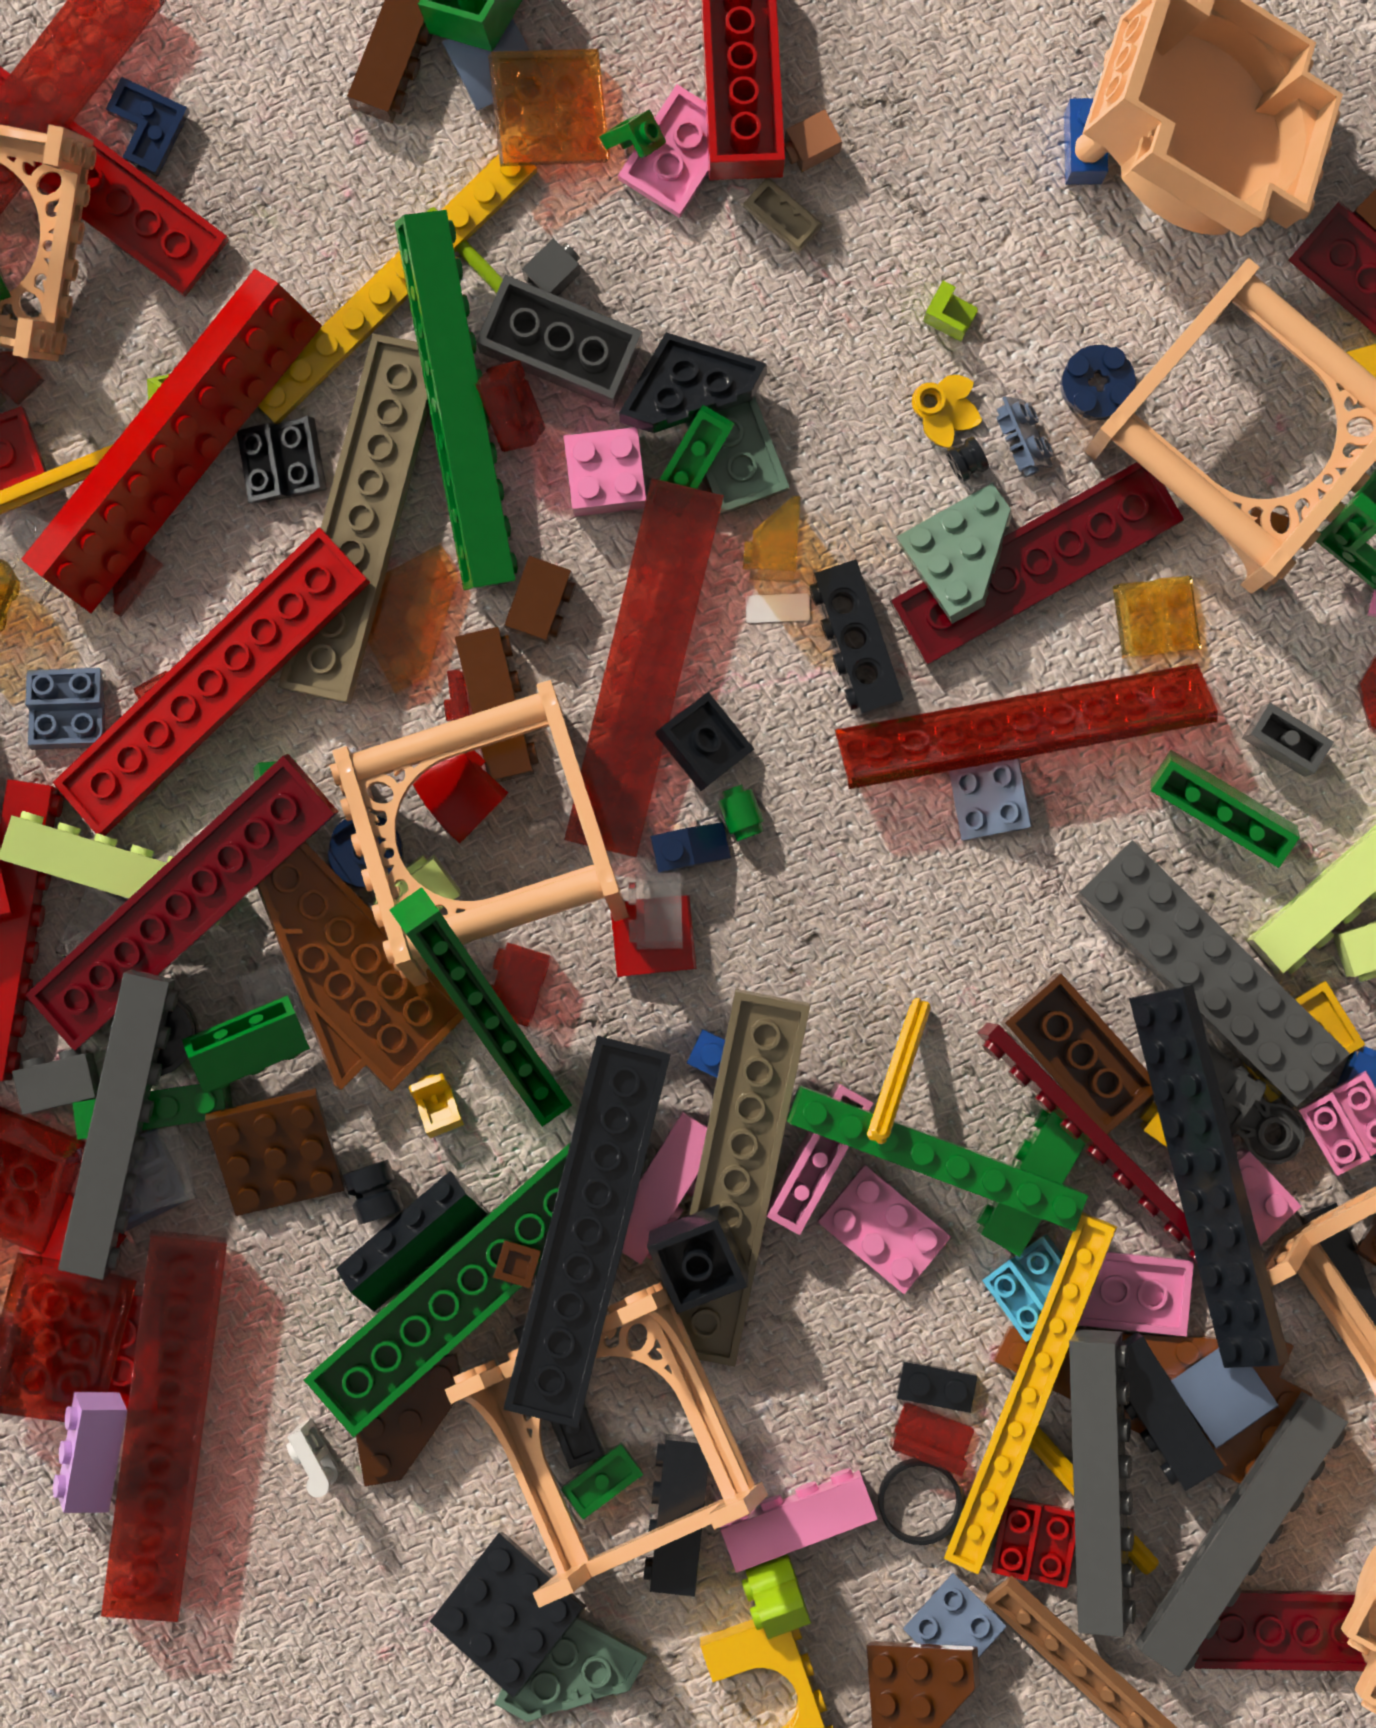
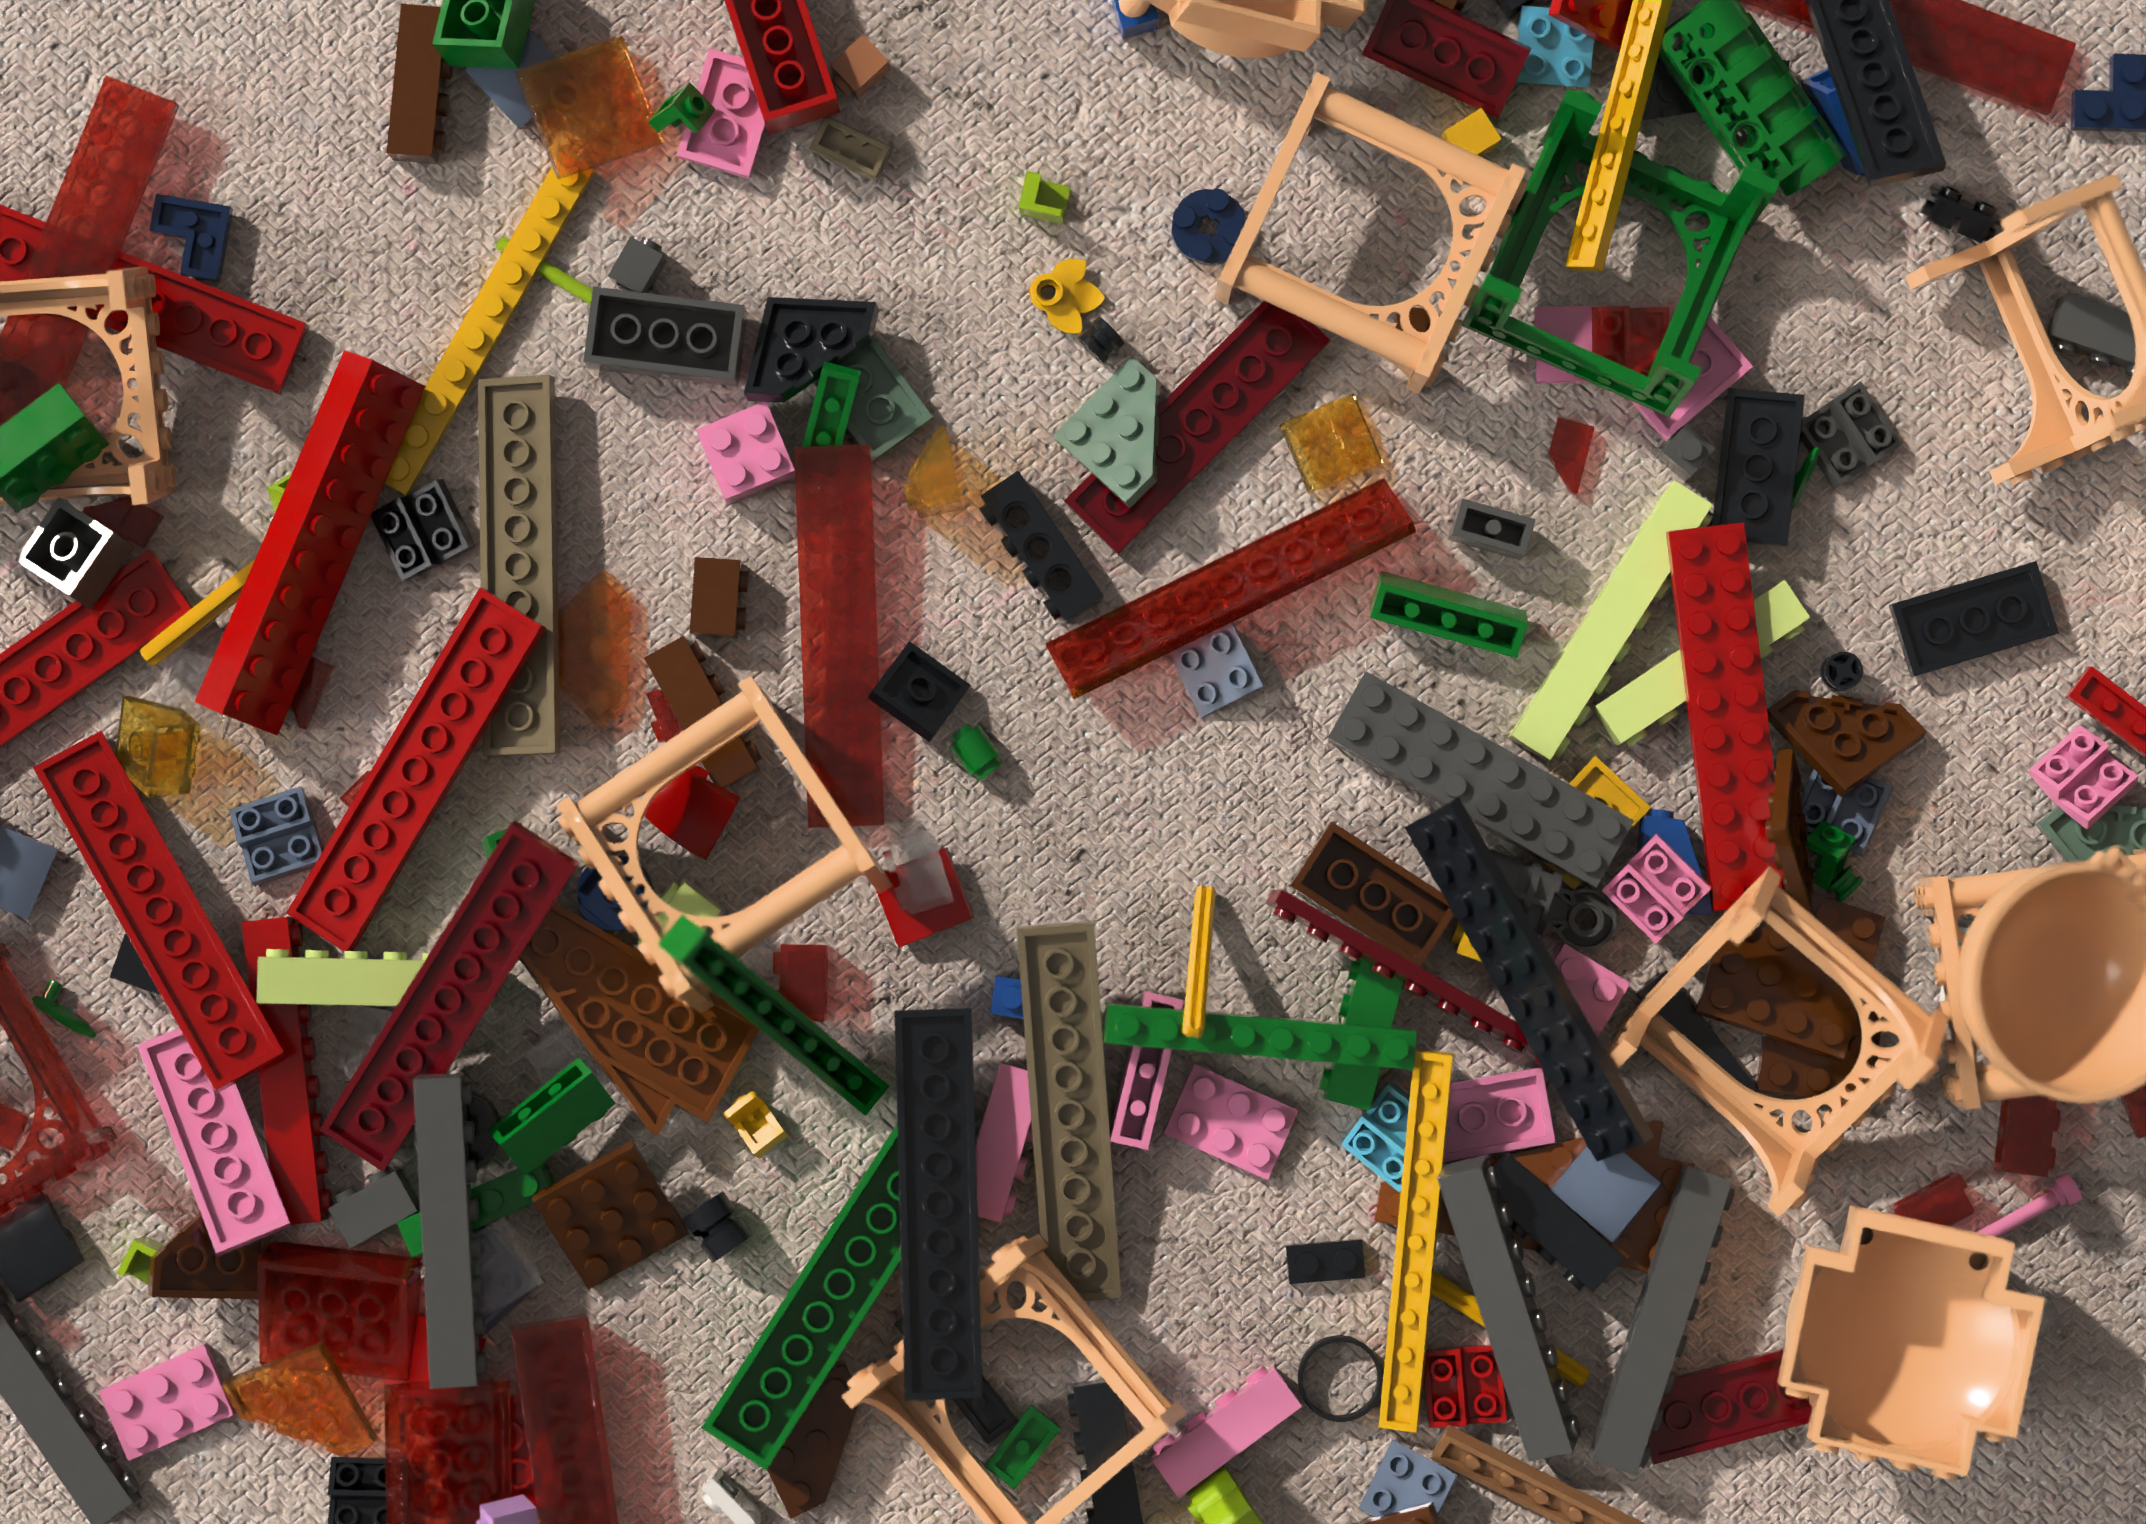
camera: 20 degrees left, 0 degrees up
(411, 1241) = (769, 1264): brick -> none
(453, 400) = (579, 424): green brick -> none
(510, 406) = (635, 414): clear red brick -> none
(517, 1264) = (878, 1255): reddish brown plate -> none
(690, 847) = (934, 800): dark blue slope -> none
(698, 1258) = (1054, 1200): black brick -> none
(777, 608) = (955, 538): white sticker -> none
(932, 1438) = (1334, 1313): clear red panel -> none
(1022, 417) = (1143, 285): sand blue hinge -> none

